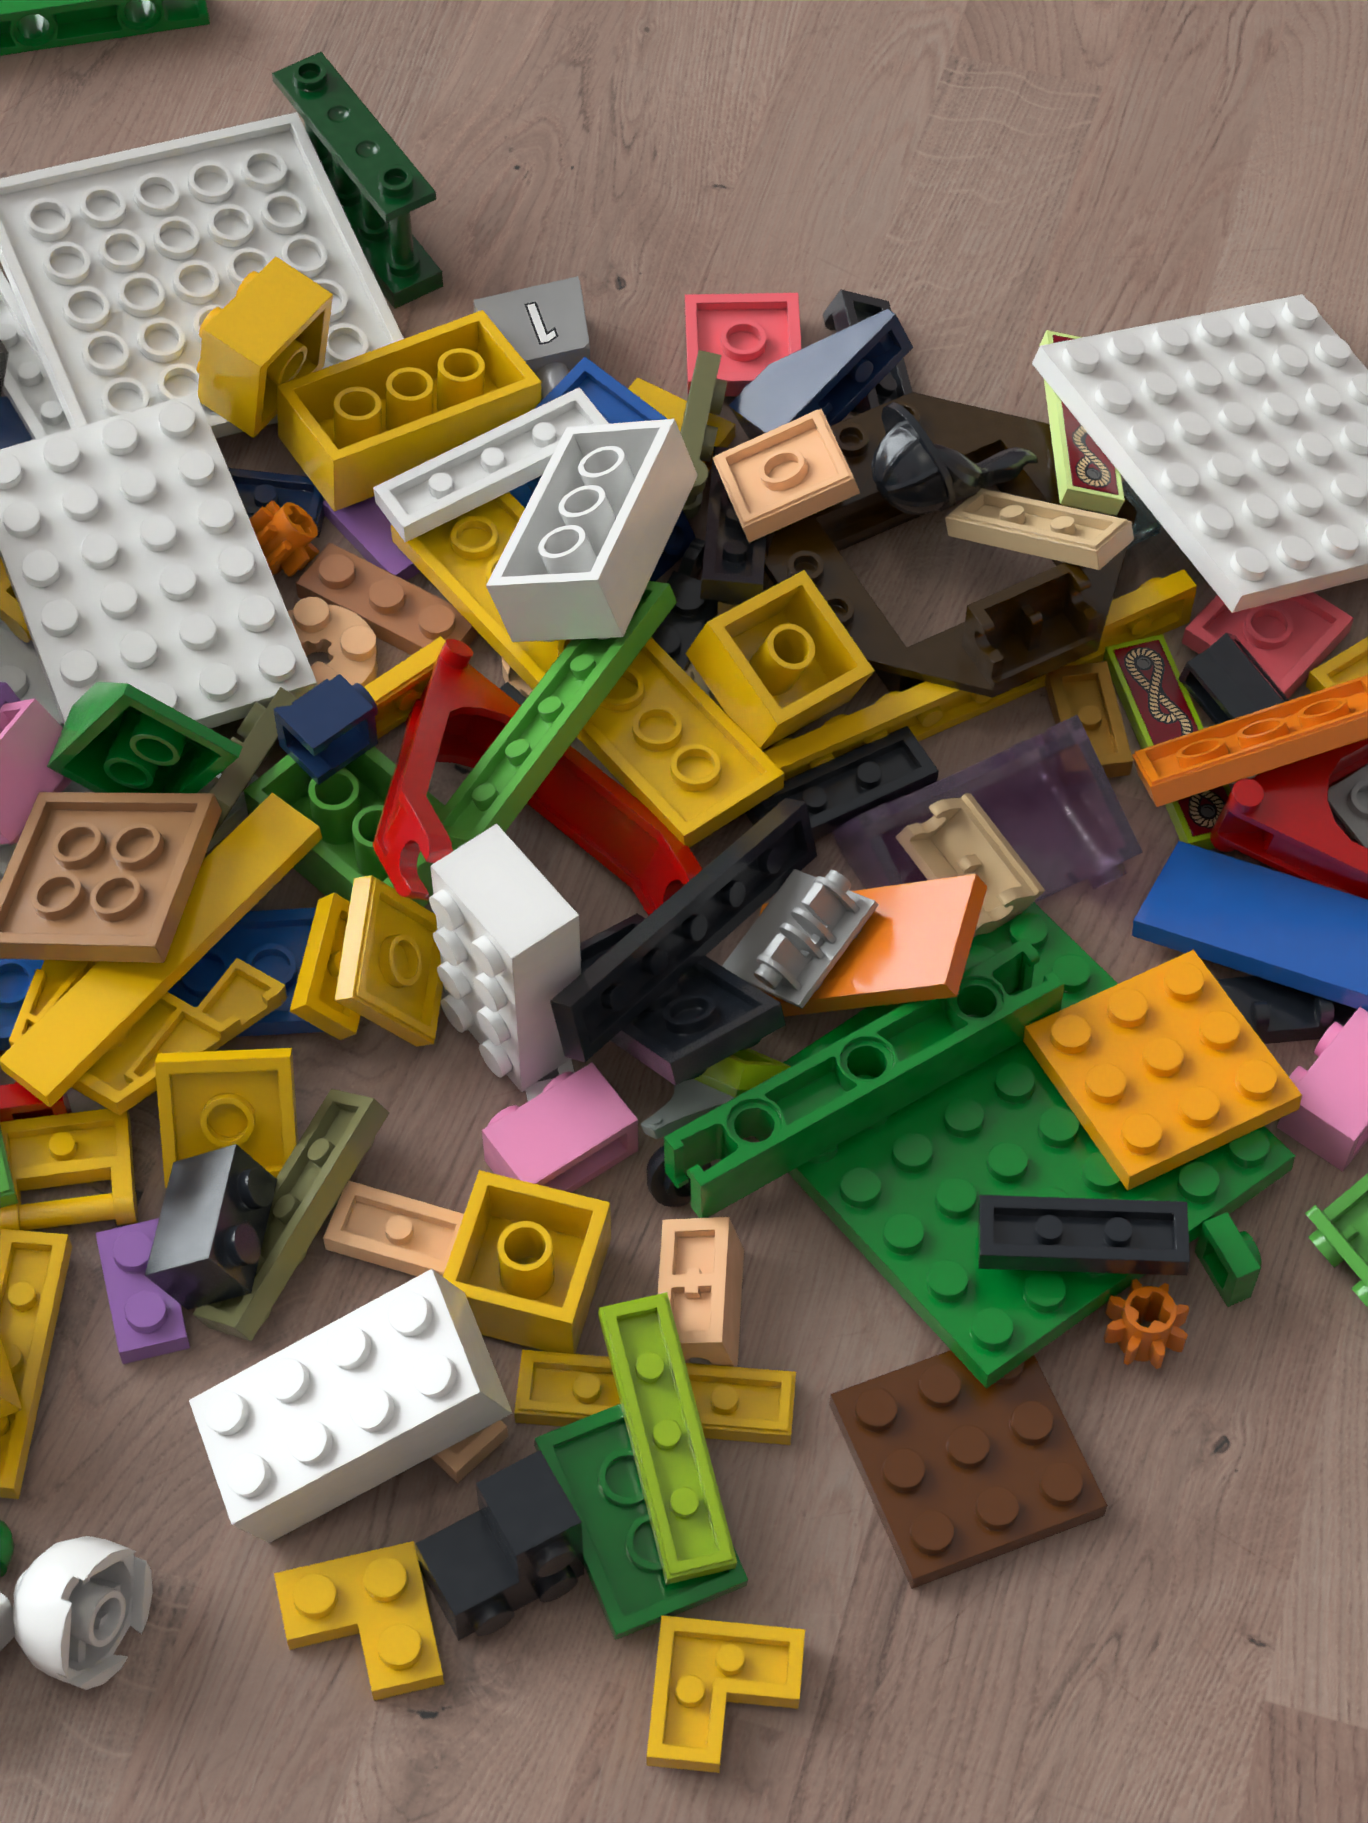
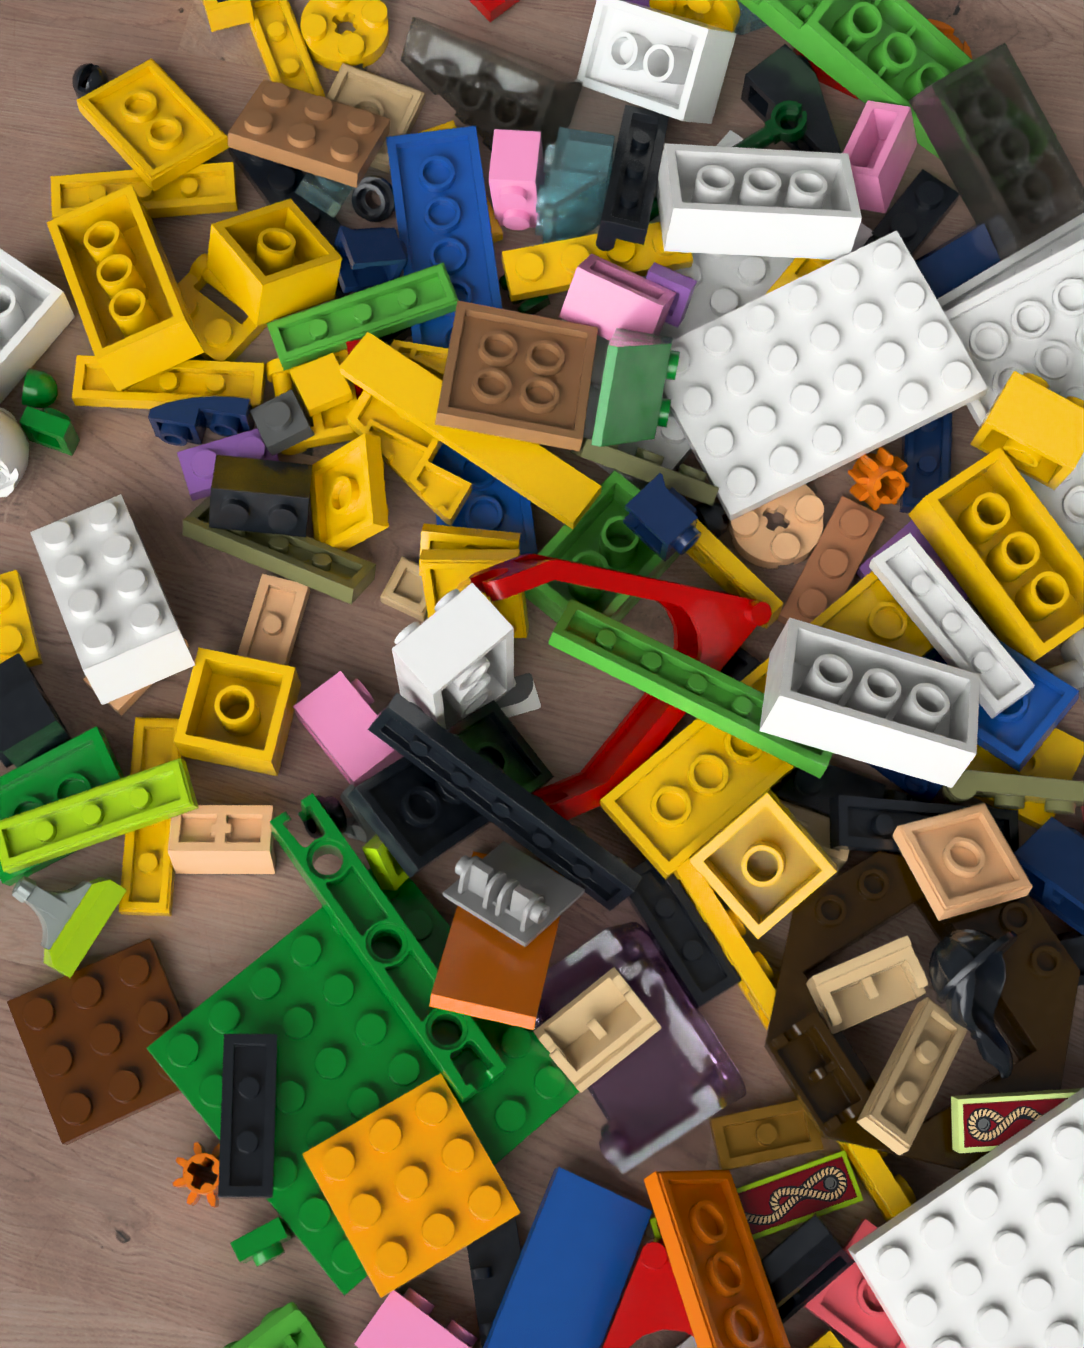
camera: 85 degrees right, 15 degrees up
(52, 1147) = (321, 384): none -> yellow tile
(58, 1515) = (50, 429): none -> green plate
(74, 1325) = (188, 418): none -> dark blue slope
(101, 1202) = (282, 422): none -> dark grey plate
(361, 1066) = (406, 590): none -> tan tile
(804, 1486) = (70, 917): none -> piece
(923, 573) = (868, 985): none -> tan hinge

